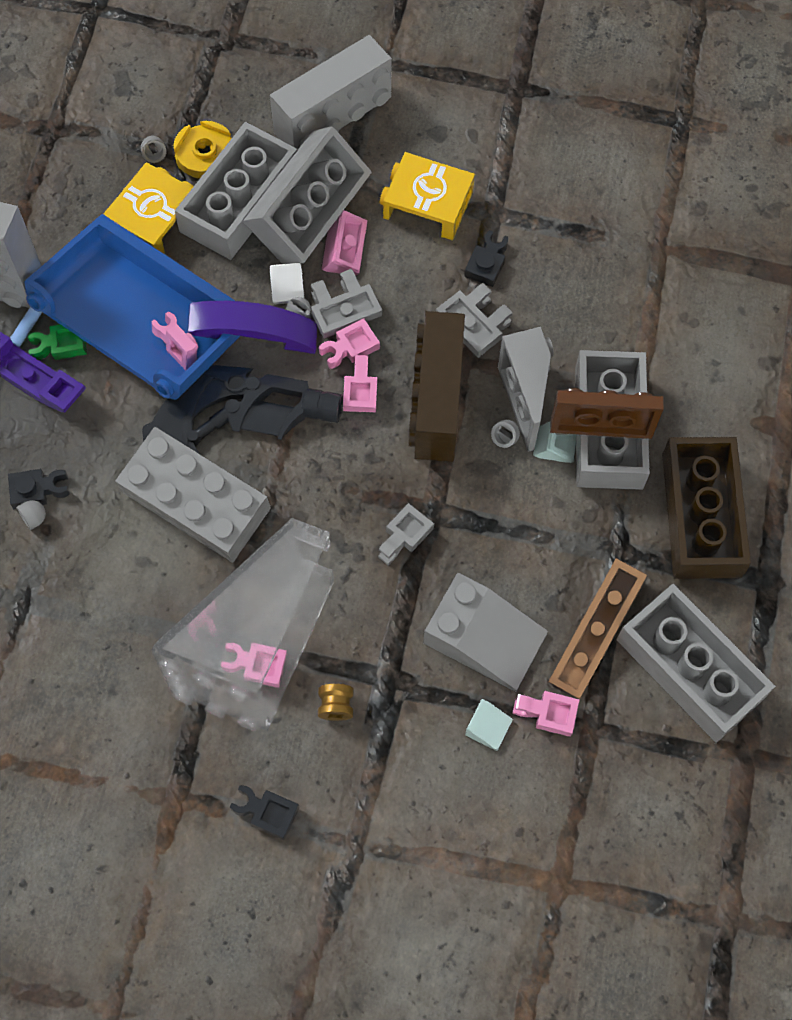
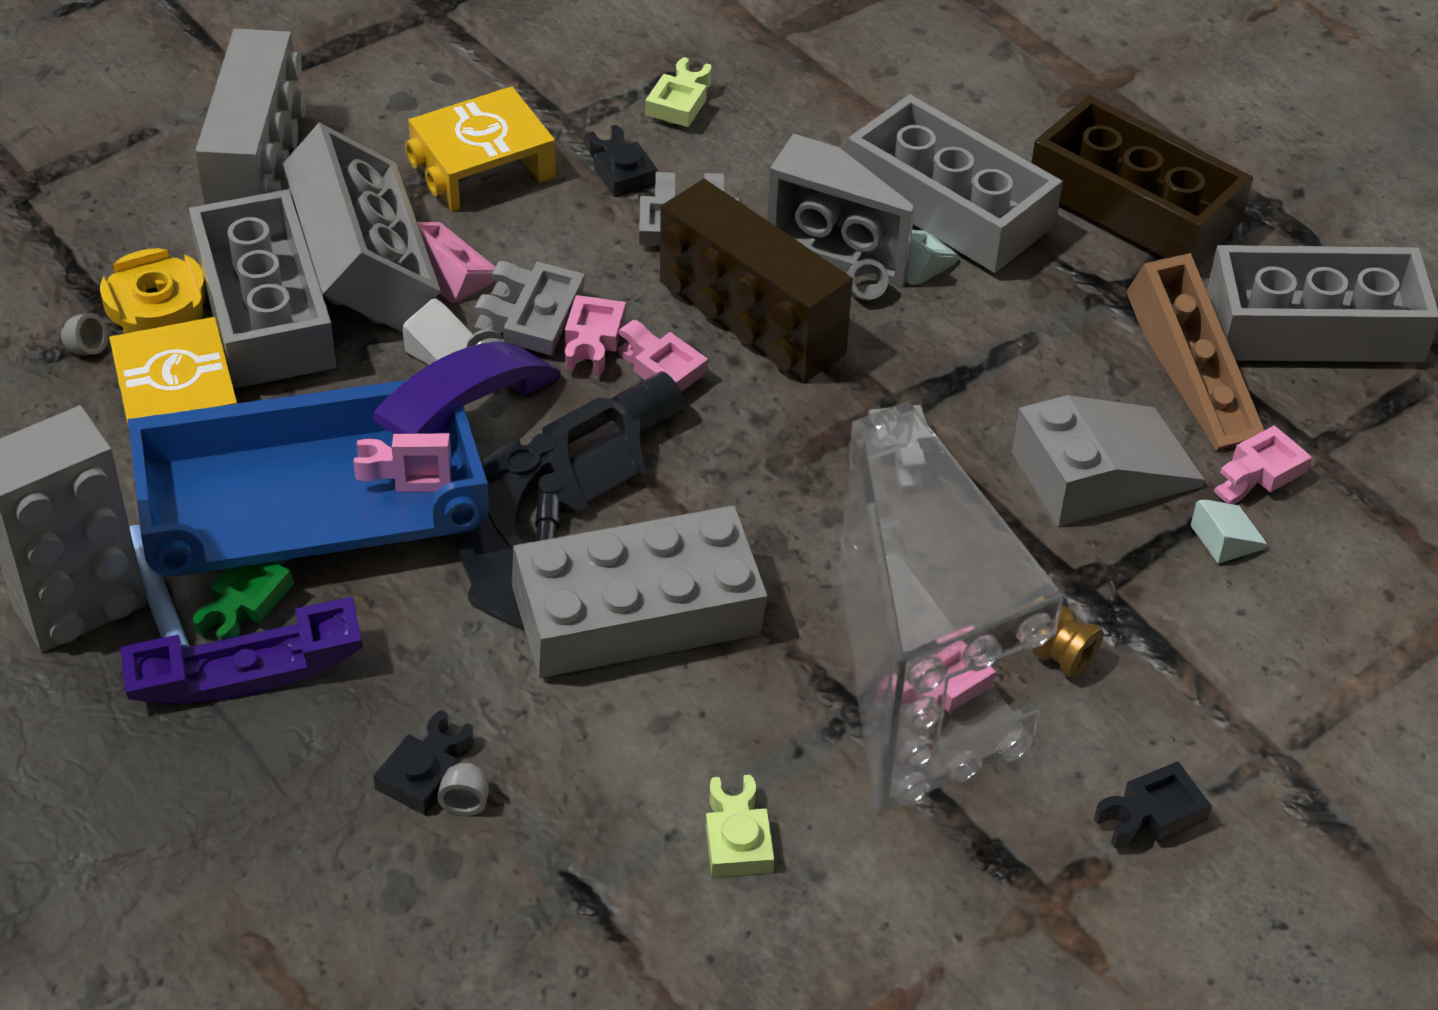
camera: 50 degrees left, 20 degrees down
(102, 643) = (737, 833): none -> yellowish green plate
(558, 247) = (679, 97): none -> yellowish green plate
(606, 413) = (971, 143): reddish brown plate -> none

